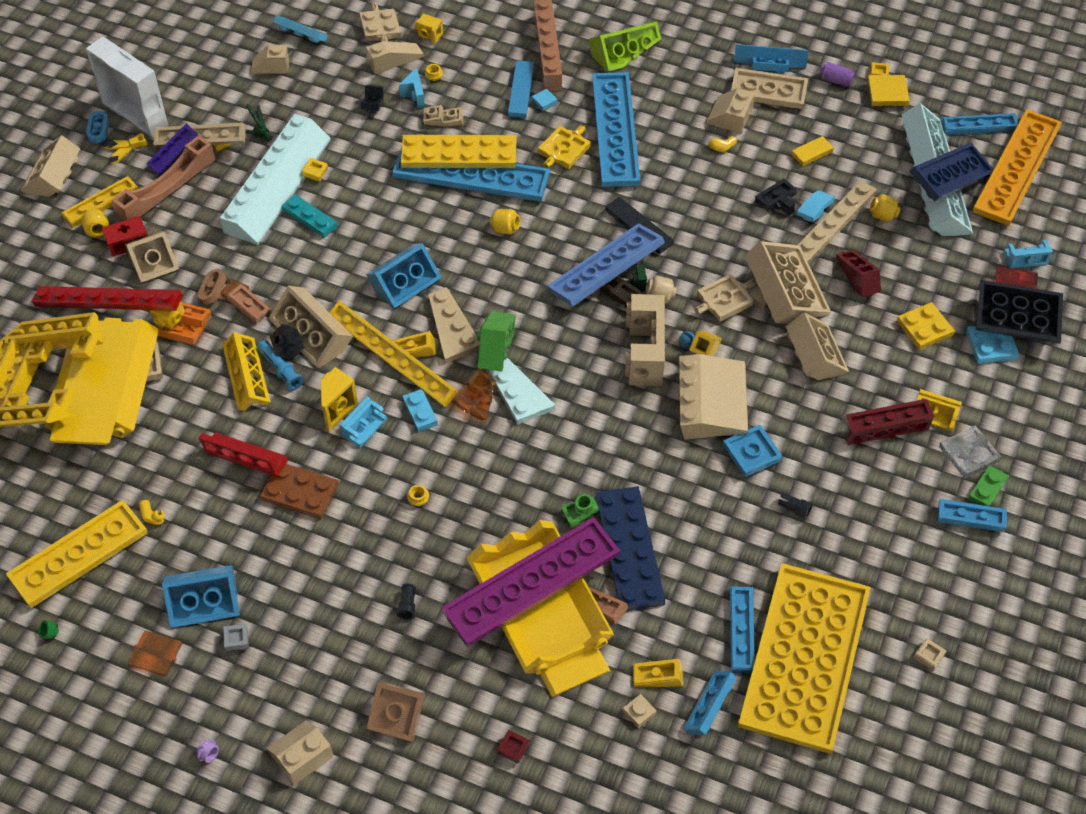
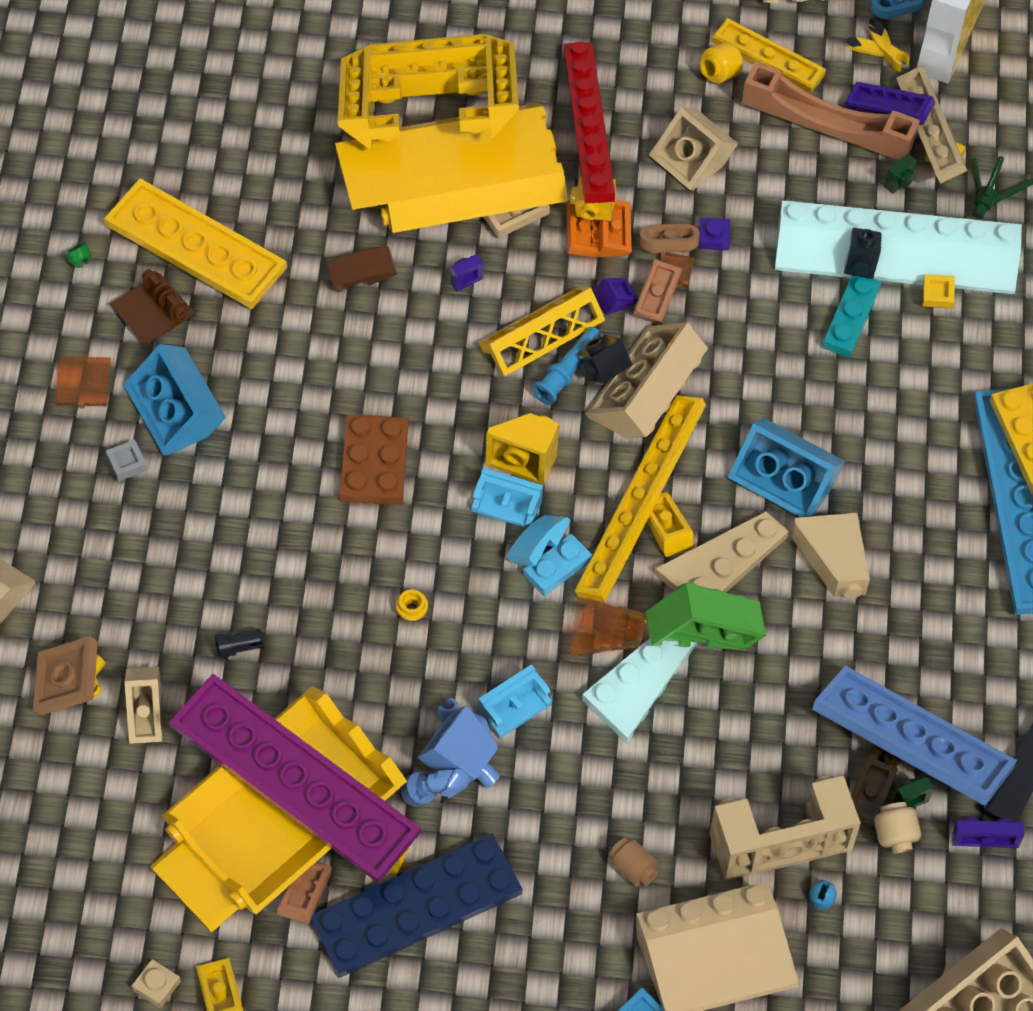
camera: 70 degrees right, 5 degrees up
(117, 593) = (152, 307): none -> reddish brown hinge
(122, 233) = (716, 102): red brick -> none
(149, 458) = (365, 265): none -> reddish brown slope
(150, 516) = (277, 301): yellow arm -> none
(182, 400) = (466, 272): none -> dark purple plate
(218, 262) = (714, 233): none -> dark purple plate
(225, 161) = (901, 174): none -> dark green plate
(237, 325) = (614, 295): none -> dark purple slope
(243, 453) = (402, 371): red fence -> none
(278, 191) = (863, 253): none -> black bracket
(400, 412) = (532, 542): none -> medium azure slope
(433, 668) = (143, 704): none -> tan slope
(471, 268) = (834, 551): none -> tan slope
(505, 221) = (945, 572): yellow head -> none
(509, 456) = (514, 701): none -> medium azure hinge
(513, 746) = (57, 835): dark red plate -> none
(537, 492) = (456, 753): none -> medium blue torso
(582, 508) = (453, 819): bright green plate -> none
(639, 423) = (634, 862): none -> medium nougat brick
(672, 258) = (978, 833): none -> dark purple plate
(705, 343) = (813, 917): yellow brick -> none
(725, 297) = (925, 928): tan plate -> none

